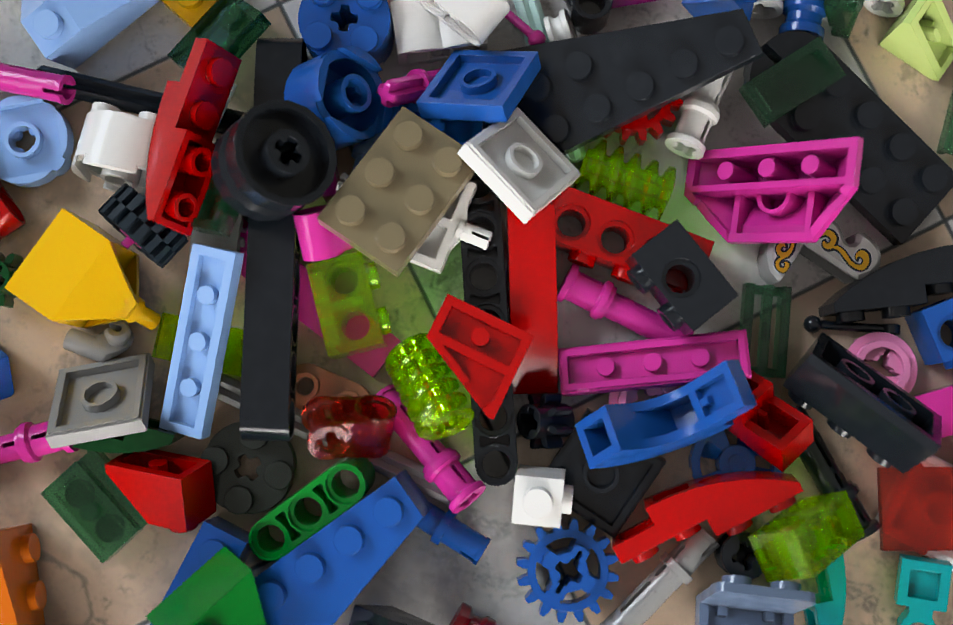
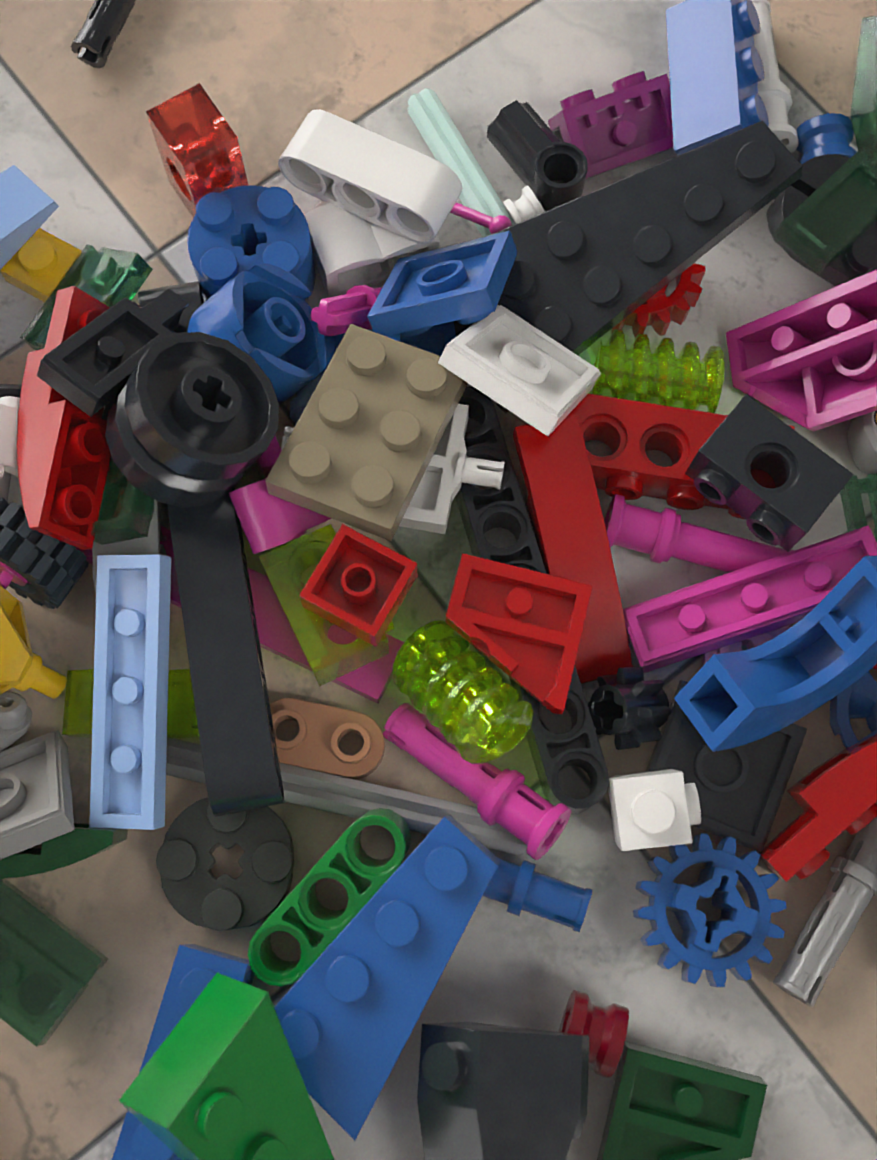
camera: 15 degrees left, 10 degrees down
(166, 487) = (114, 912): red slope -> none
(228, 95) = (103, 354): none -> black hinge
(353, 428) = (370, 769): clear red piece -> none
(369, 303) = (359, 585): none -> red piece
(697, 117) = (726, 286): white pin -> none

